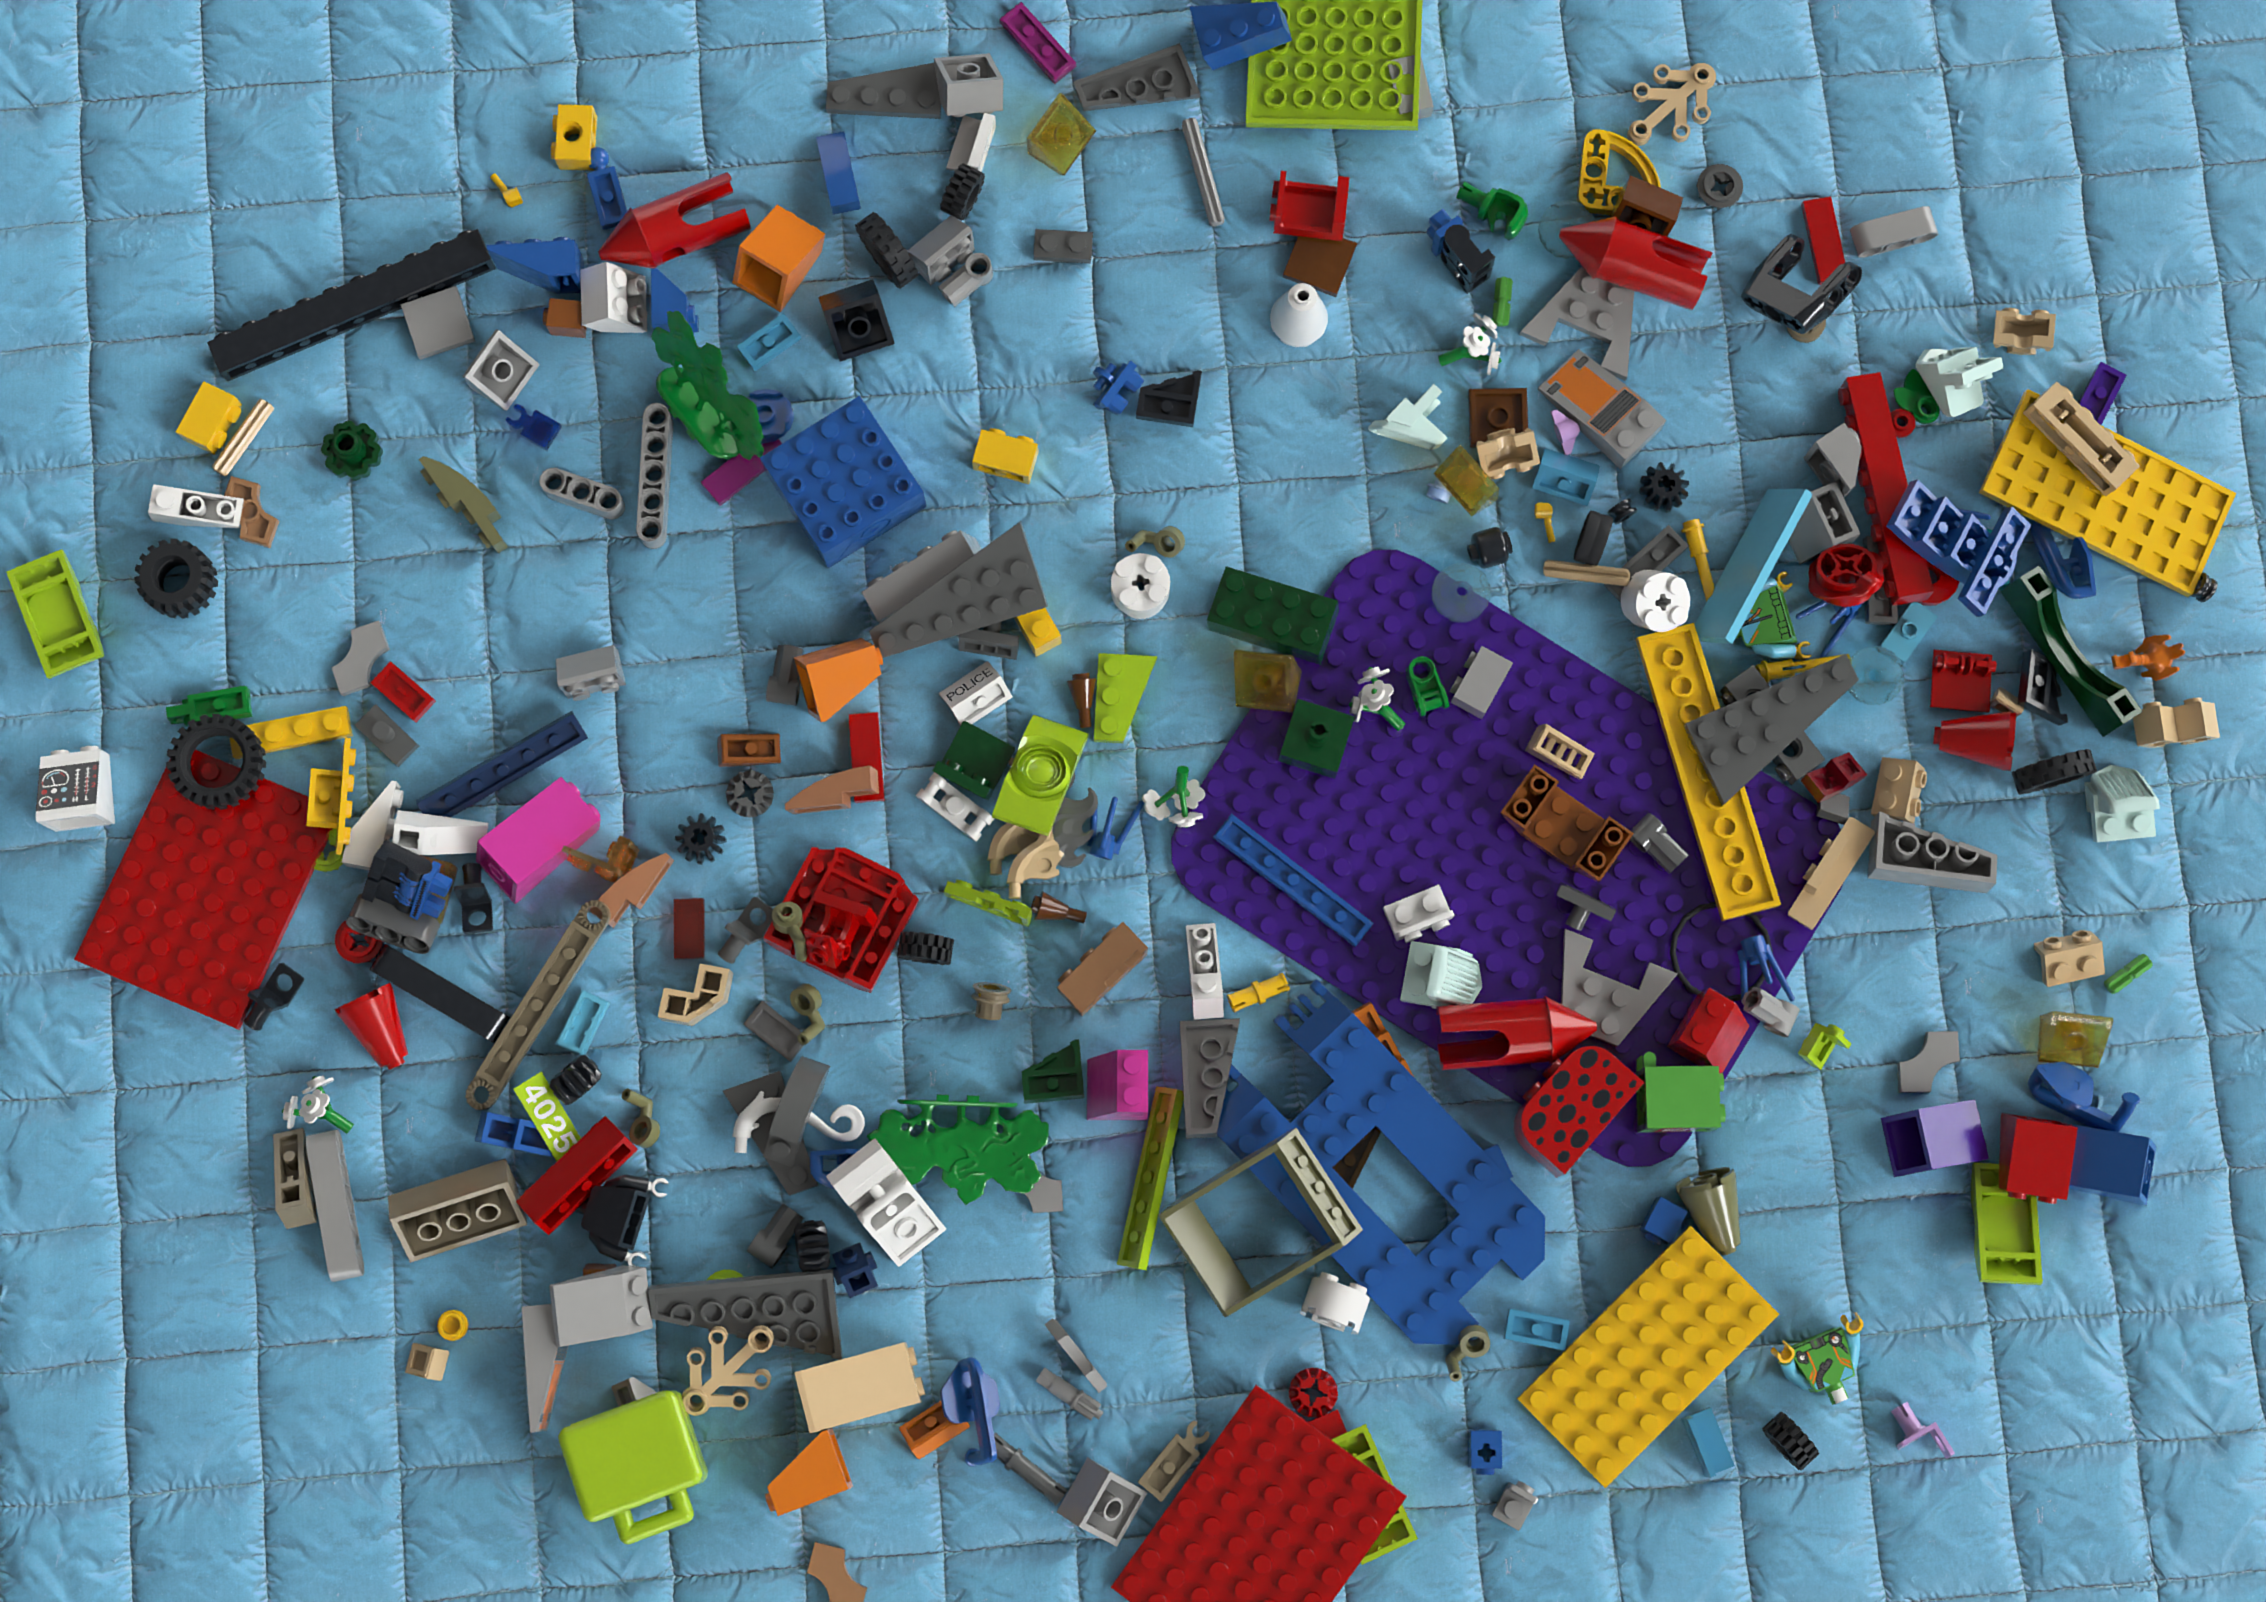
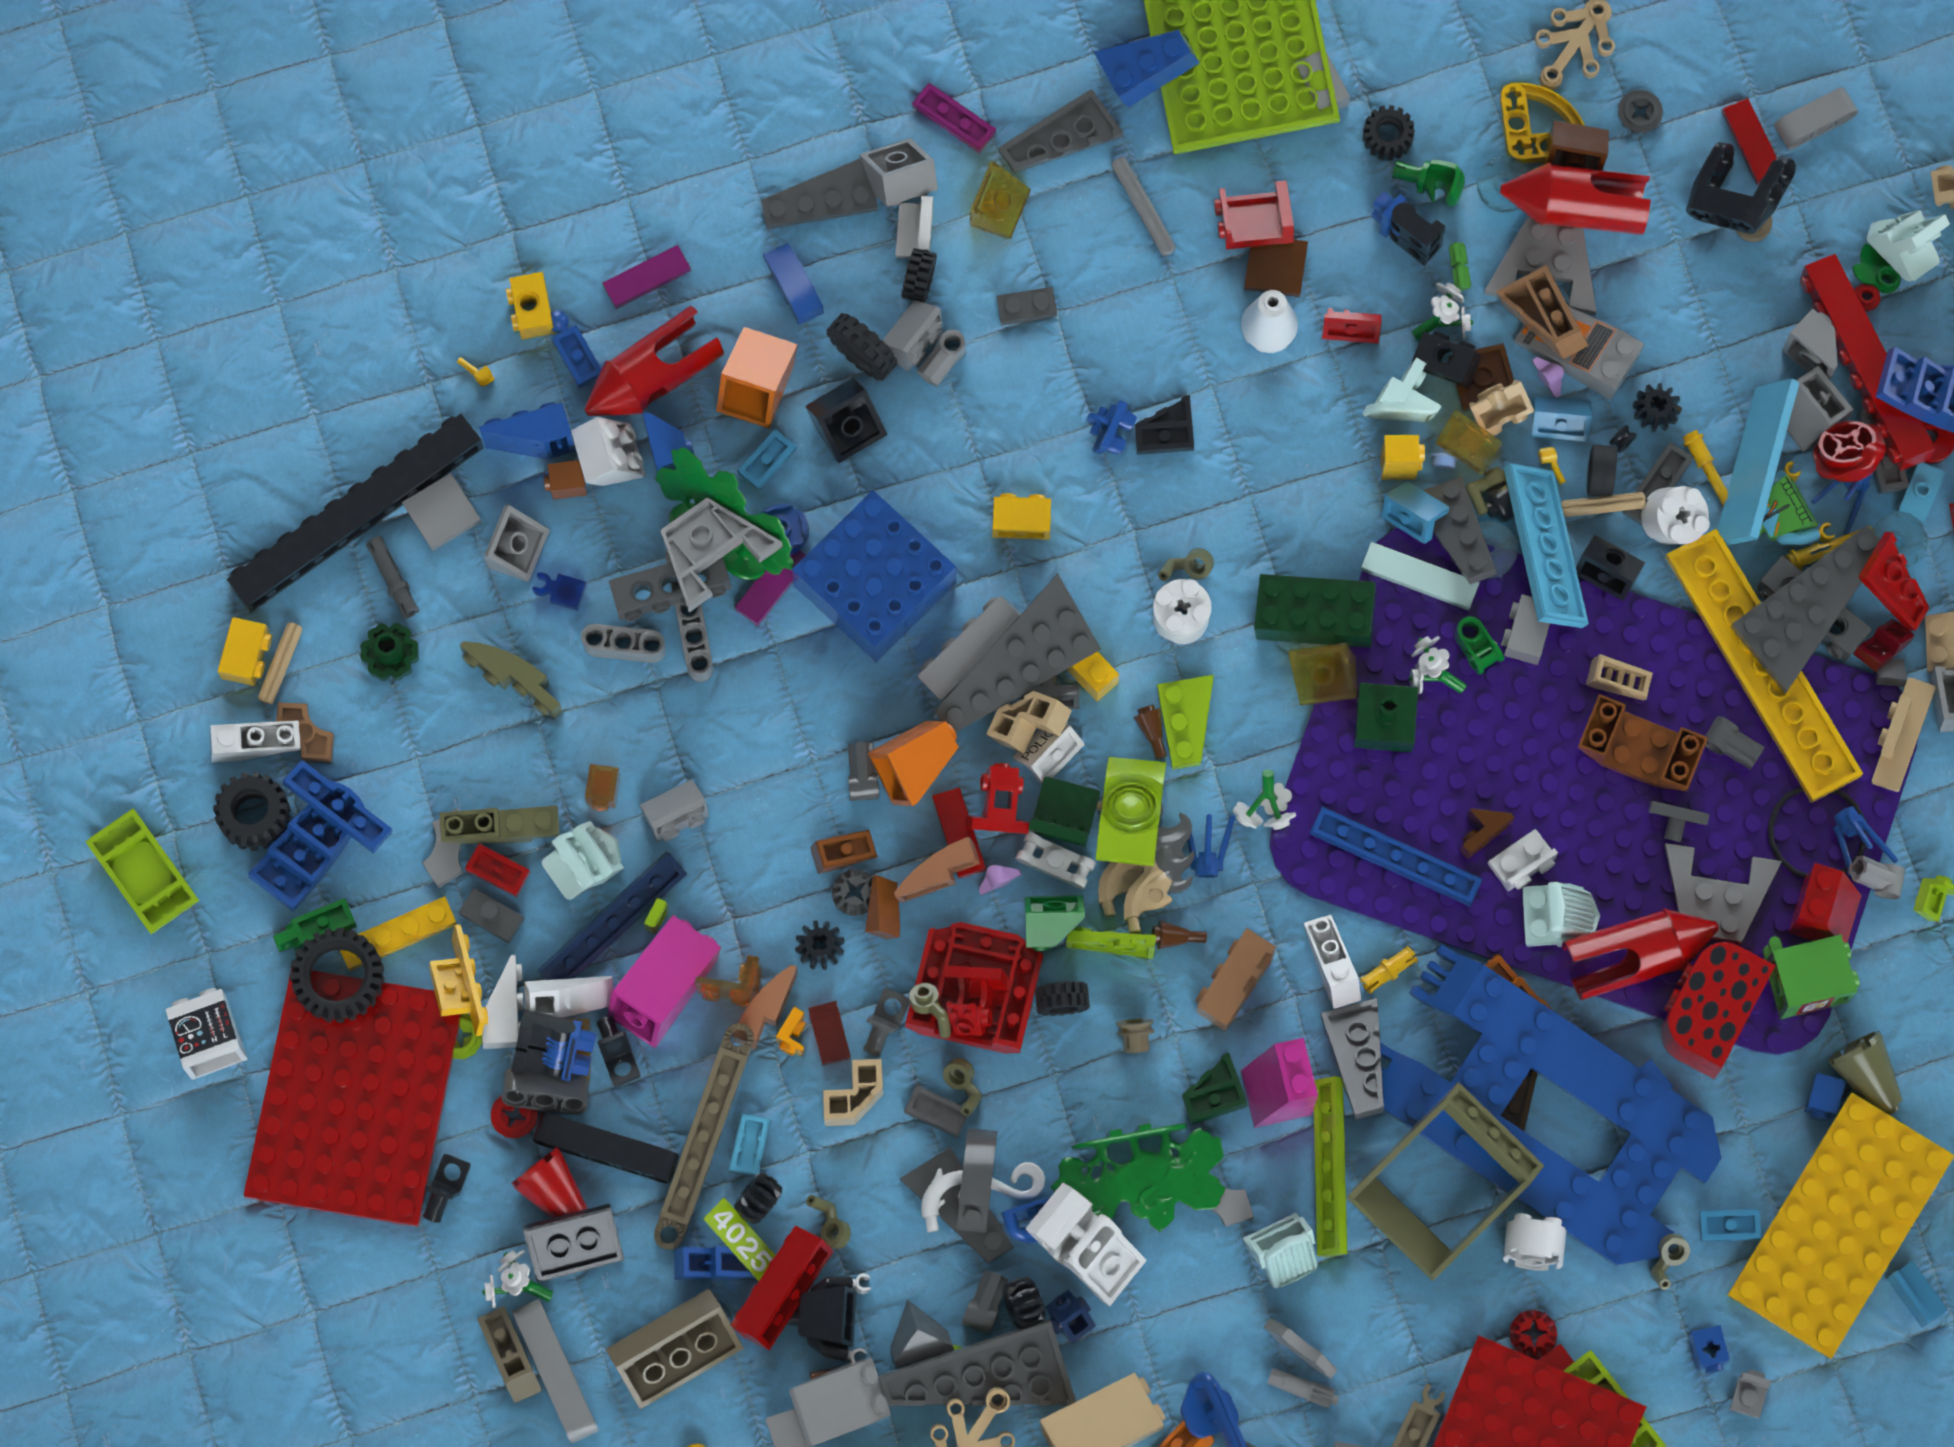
camera: 10 degrees left, 5 degrees down
(231, 618) = (315, 836): none -> blue slope
(374, 382) = (396, 585): none -> dark grey pin
(383, 1081) = (573, 1242): none -> tile
(414, 648) = (499, 826): none -> olive slope
(489, 699) = (582, 859): none -> light aqua piece
(526, 632) = (602, 787): none -> clear orange brick
(547, 773) = (656, 916): none -> lime tile
(592, 440) = (653, 580): none -> dark grey brick
(654, 915) = (792, 1027): none -> light orange bracket
(679, 406) = (703, 538): none -> light grey wing
(696, 134) = (646, 277): none -> magenta tile
(701, 1255) = (918, 1337): none -> dark grey slope
(772, 818) = (883, 909): none -> dark orange slope
(893, 810) = (998, 877): none -> lavender piece
(916, 714) = (1001, 778): none -> red tile
(934, 865) = (1051, 919): none -> green slope
(950, 660) = (1017, 722): none -> tan brick
(1083, 1251) = (1284, 1250): none -> light aqua piece
(1379, 338) = (1351, 326): none -> red plate
(1386, 603) = (1419, 576): none -> light aqua tile
(1394, 871) = (1490, 826): none -> reddish brown slope
(1395, 536) = (1413, 510): none -> dark azure panel
(1396, 480) = (1401, 457): none -> yellow brick
(1433, 560) = (1461, 532): none -> dark grey wing
(1460, 168) = (1393, 117): none -> black tyre
(1478, 402) = (1458, 370): none -> black brick
(1482, 521) = (1492, 478): none -> olive plate
(1518, 602) = (1545, 546): none -> medium azure tile
(1574, 363) = (1543, 310): none -> medium nougat wedge
(1576, 638) = (1609, 567): none -> black brick
(1856, 718) = (1892, 584): none -> red wing

